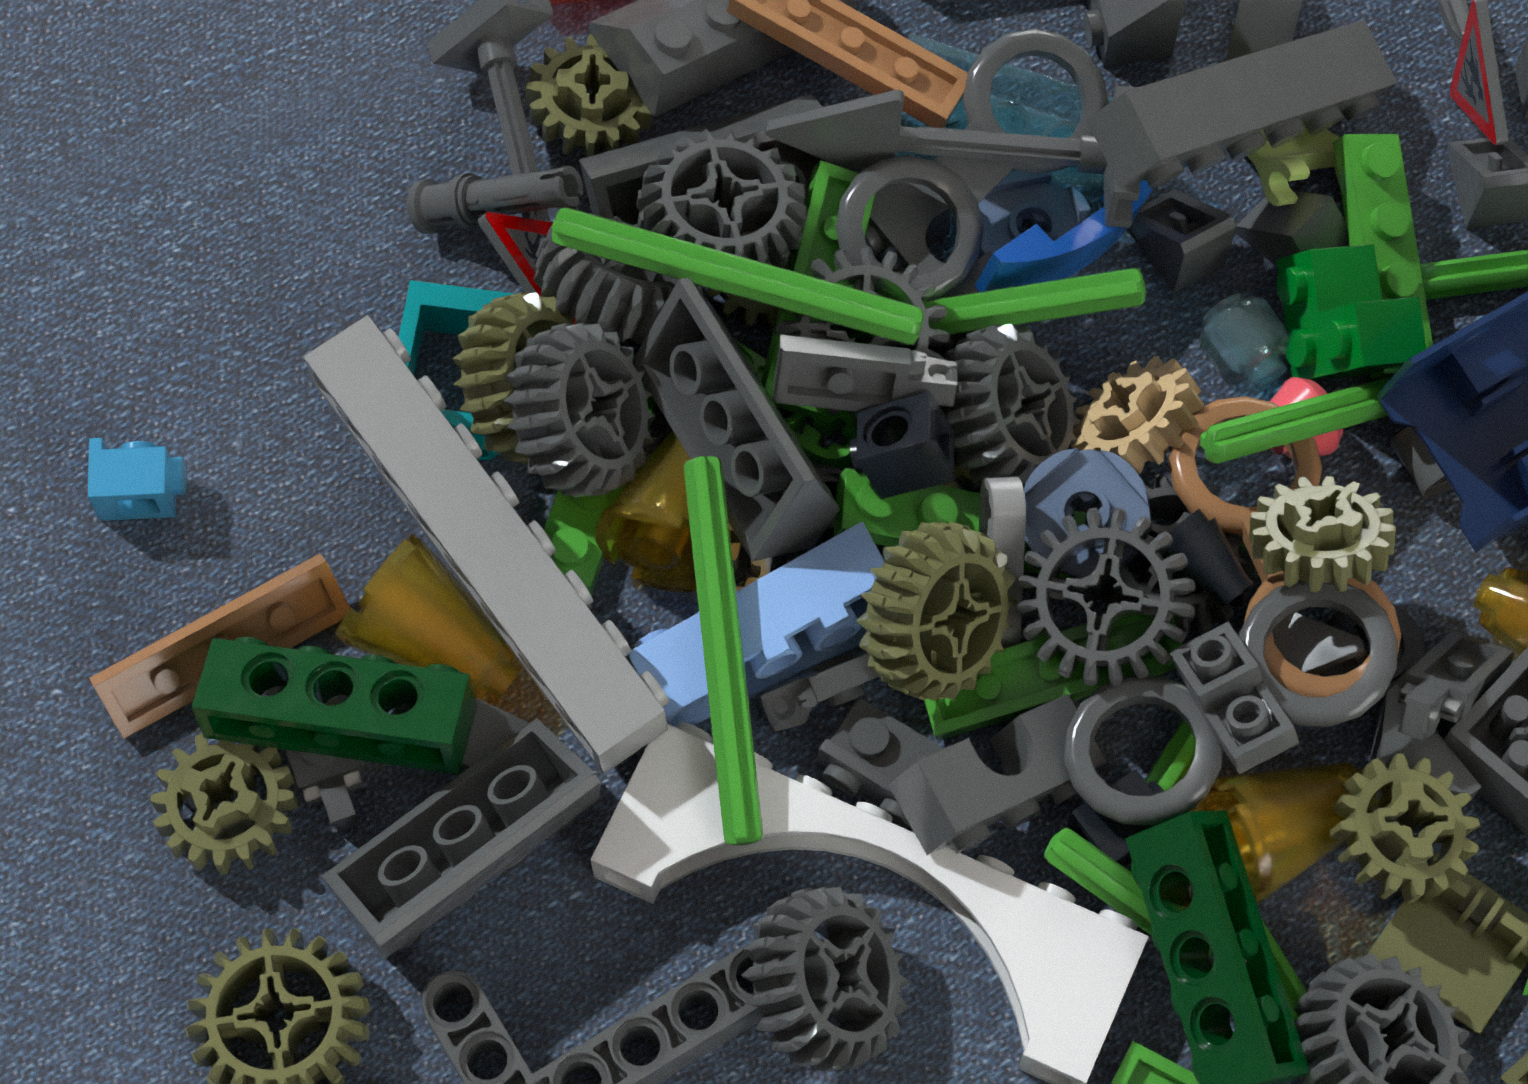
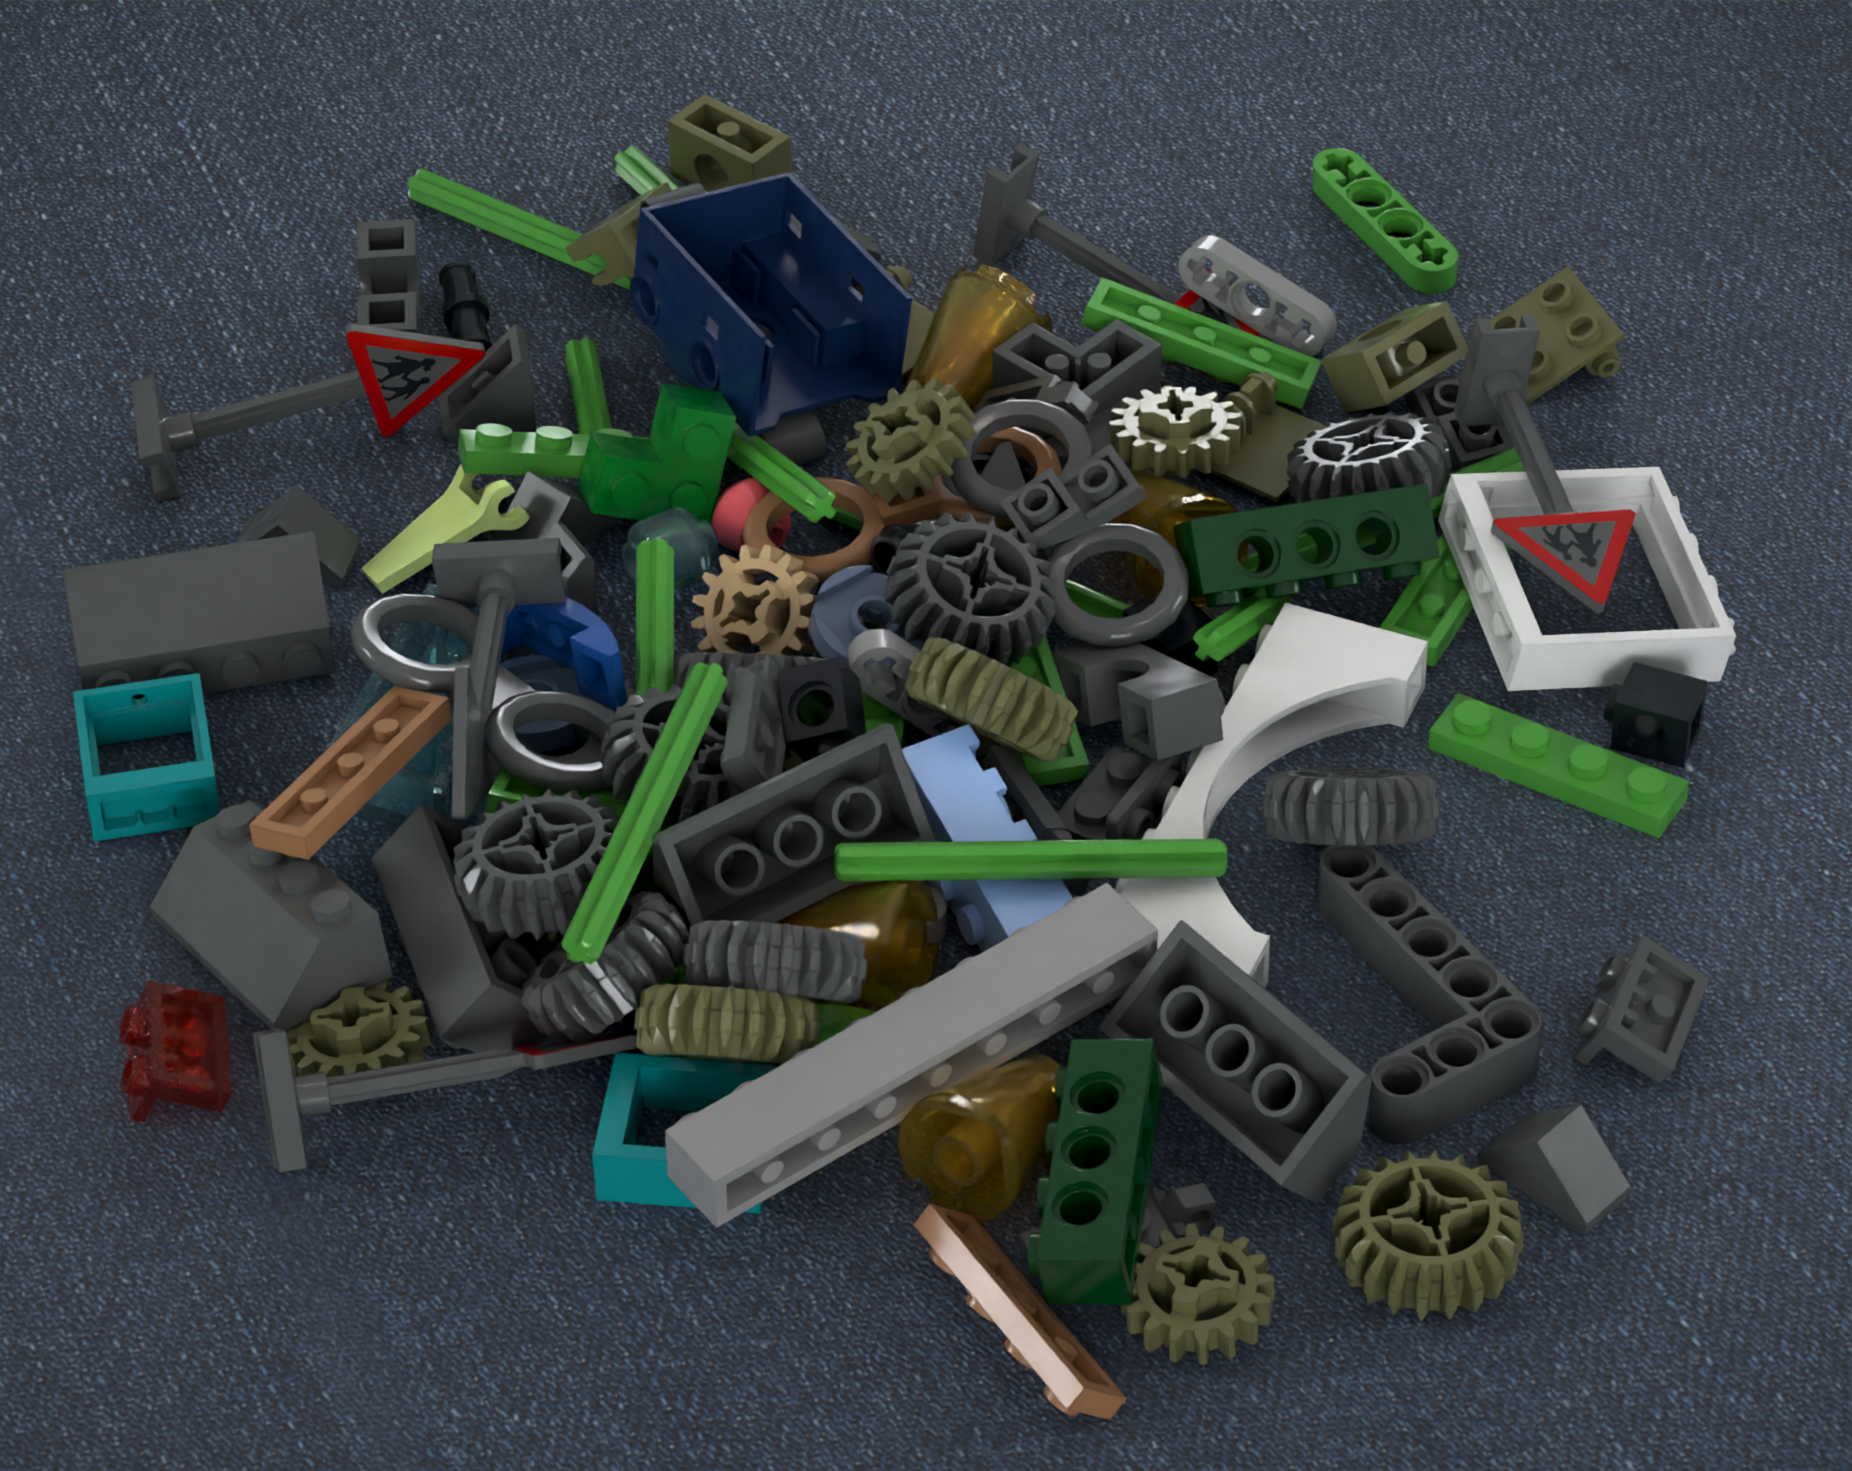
camera: 90 degrees left, 25 degrees down
(134, 480) = (822, 1406): dark azure brick -> none
(470, 197) = (492, 1114): dark grey pin -> none
(1241, 105) = (445, 495): dark grey brick -> none

